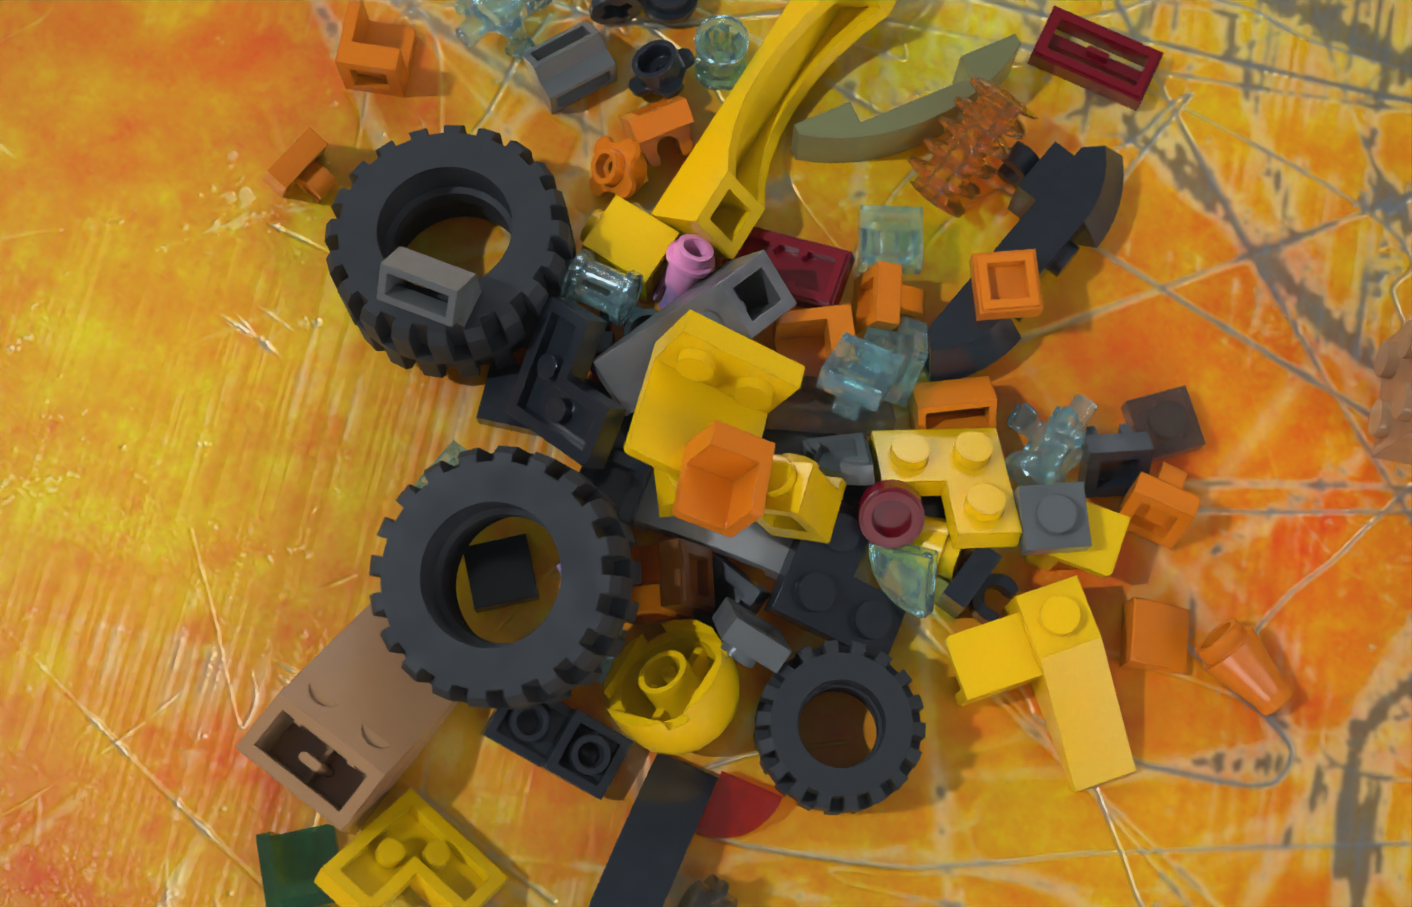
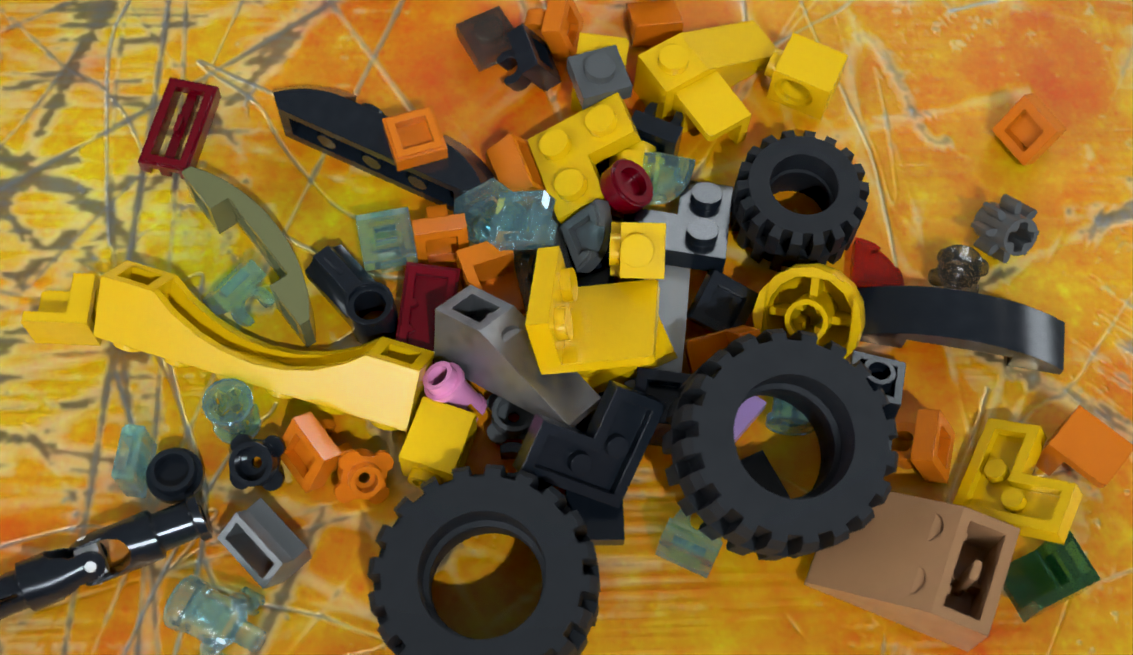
camera: 105 degrees left, 10 degrees down
(411, 266) = (556, 555): dark grey piece -> none
(487, 788) = (931, 445): none -> orange tile
(581, 287) = (491, 440): clear light blue bush -> none
(686, 577) = (721, 323): reddish brown tile -> none
(723, 479) = (656, 279): orange panel -> none
(750, 637) = (756, 264): dark grey plate -> none
(832, 196) = (353, 293): none -> black piece
(865, 76) = (236, 289): none -> clear light blue tile
(967, 147) = (293, 188): clear orange piece -> none
(1028, 803) = (805, 75): none -> yellow brick
(1030, 174) = (305, 147): black tile -> none
(1052, 445) = (528, 101): clear light blue piece -> none

